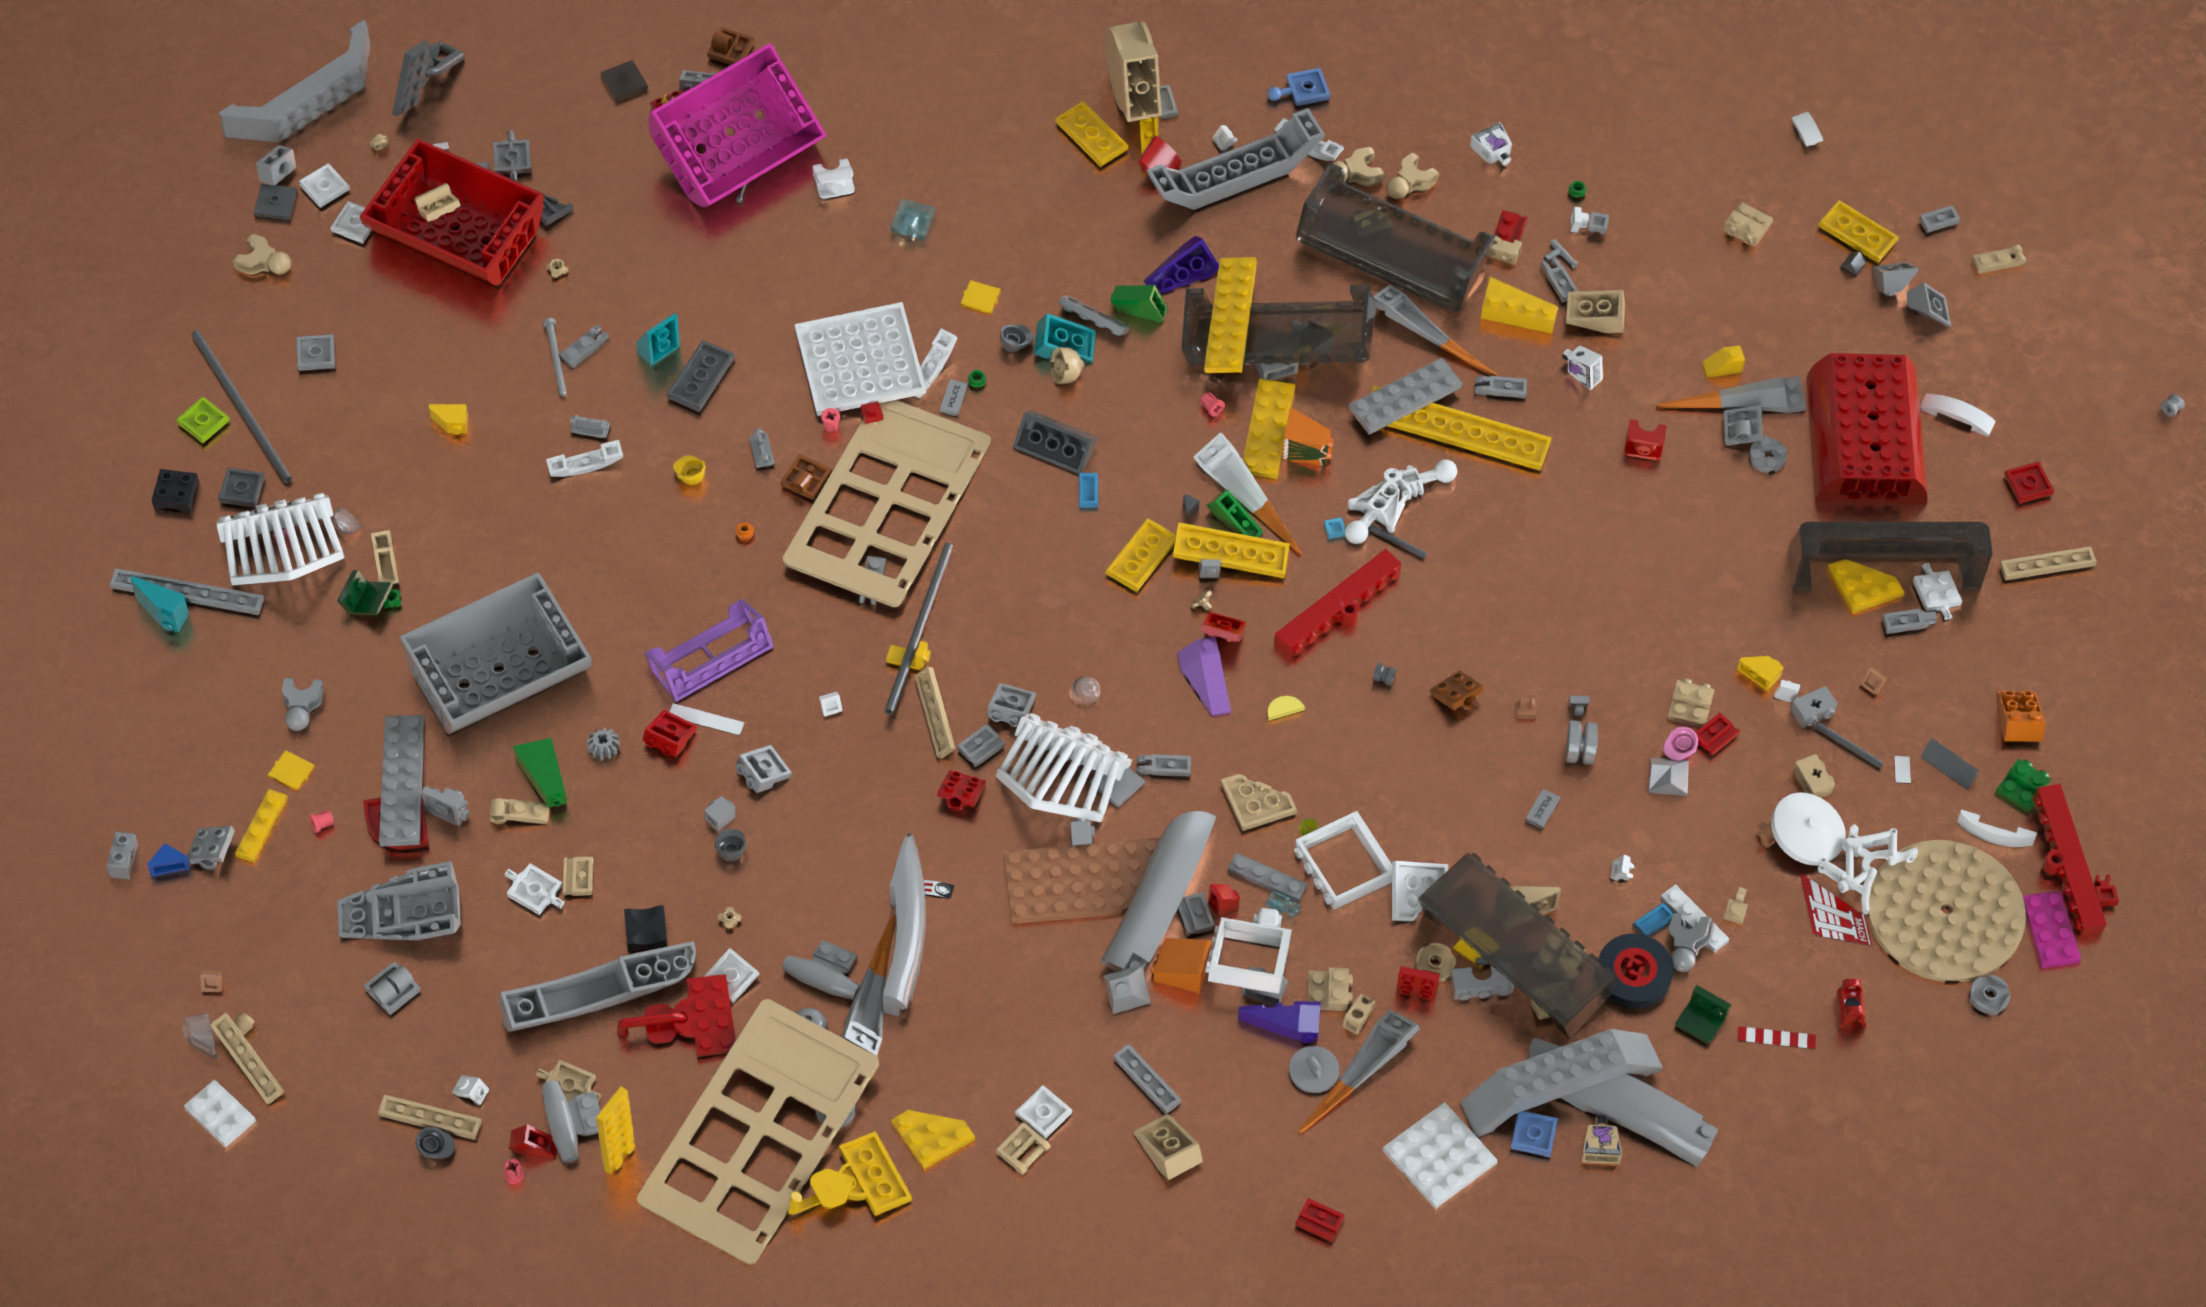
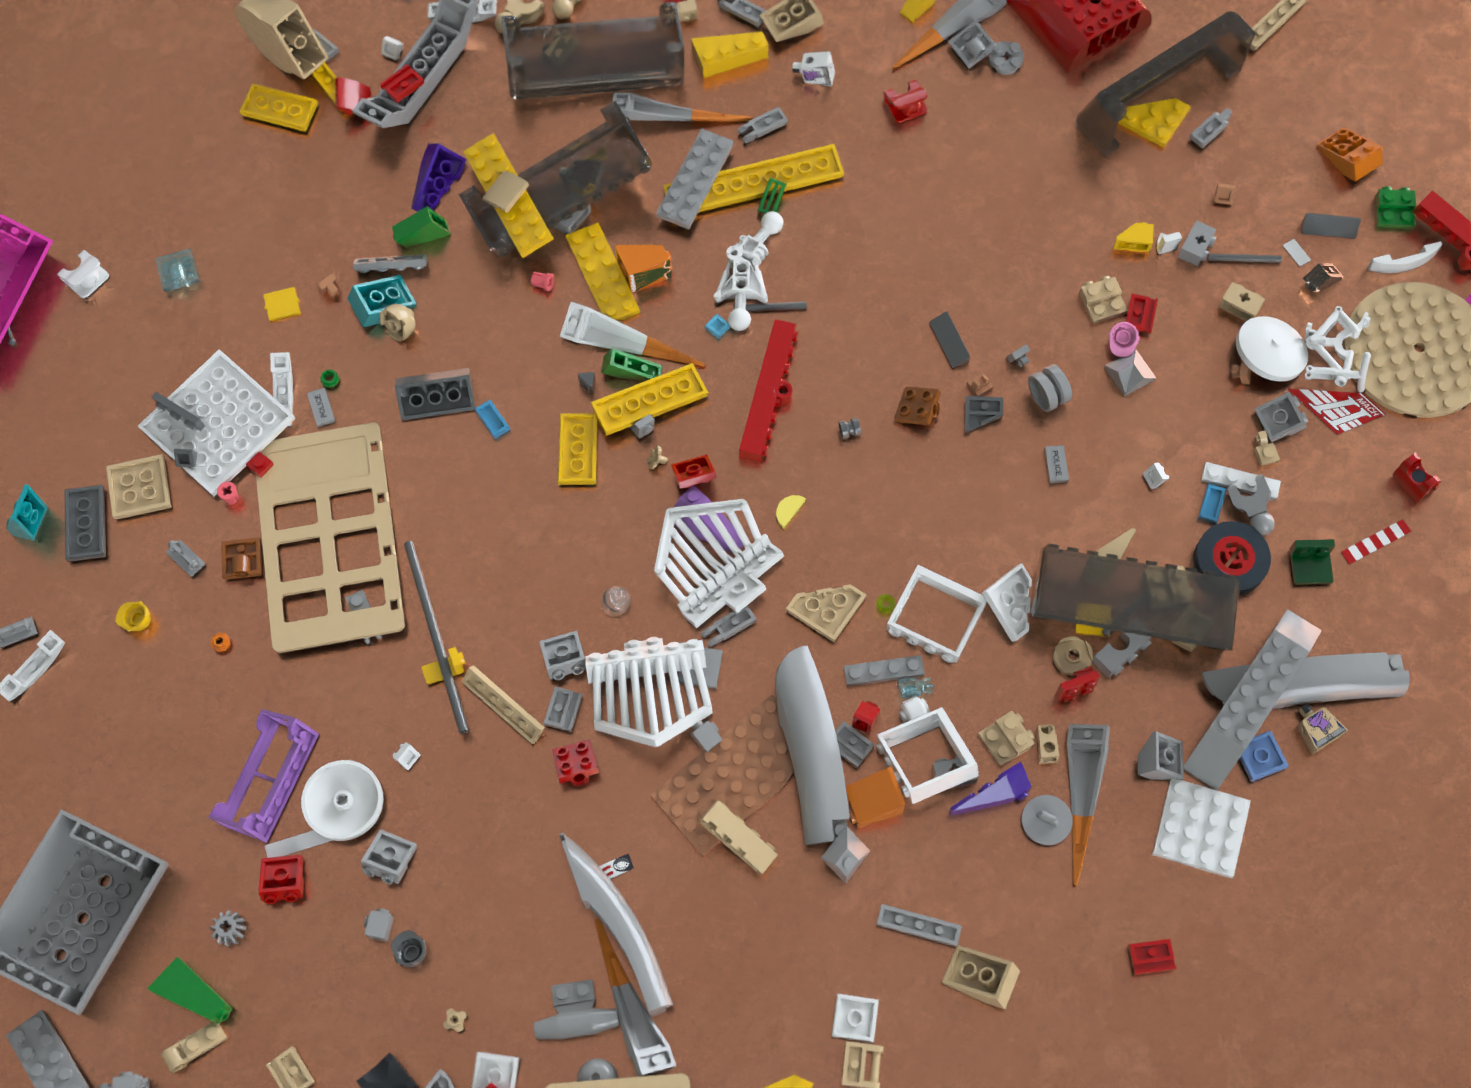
camera: 30 degrees left, 10 degrees up
(756, 704) = (342, 800): none -> white dish
(762, 373) = (138, 486): none -> tan plate
(815, 370) = (185, 457): none -> dark grey slope
(833, 331) = (177, 412): none -> dark grey plate
(1015, 337) = (338, 321): dark grey hat -> none
(1028, 302) = (328, 285): none -> nougat tile
(1048, 919) = (738, 837): none -> tan wedge
(1190, 733) = (733, 583): none -> white plate
(1207, 172) = (402, 83): none -> red plate
(1228, 309) = (505, 191): none -> tan slope
(1447, 1081) = (1161, 758): none -> light grey slope
(1458, 443) = (770, 181): none -> green tile
(1510, 728) = (981, 411): none -> dark grey wing
(1527, 656) = (950, 340): none -> dark grey slope
(1772, 888) = (1282, 417): none -> light grey plate
(1906, 800) = (1322, 277): none -> clear smoke slope
(1937, 591) = (1213, 90): white plate -> none

